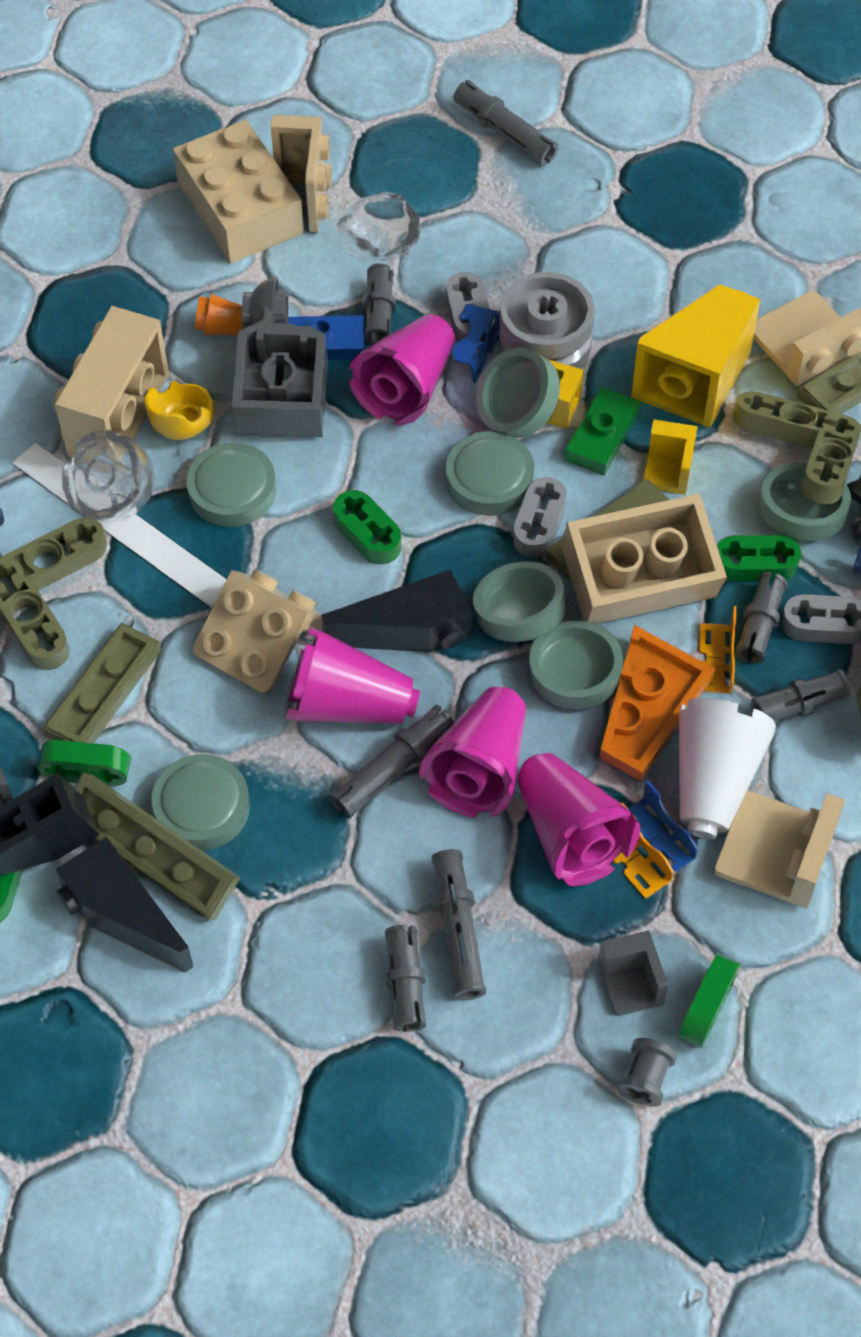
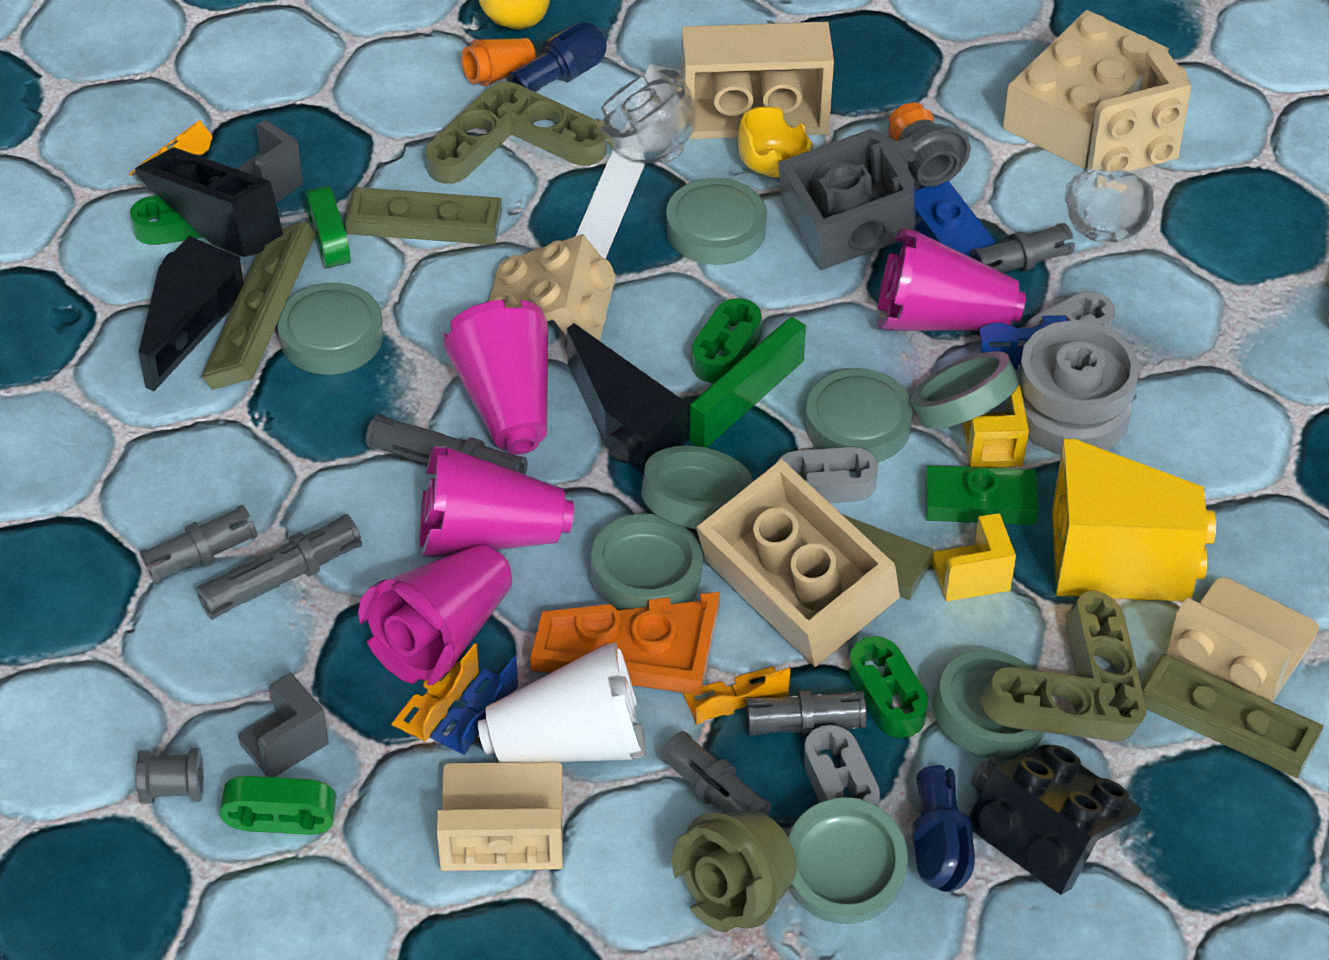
camera: 65 degrees right, 10 degrees down
(427, 524) = (747, 382): none -> green tile

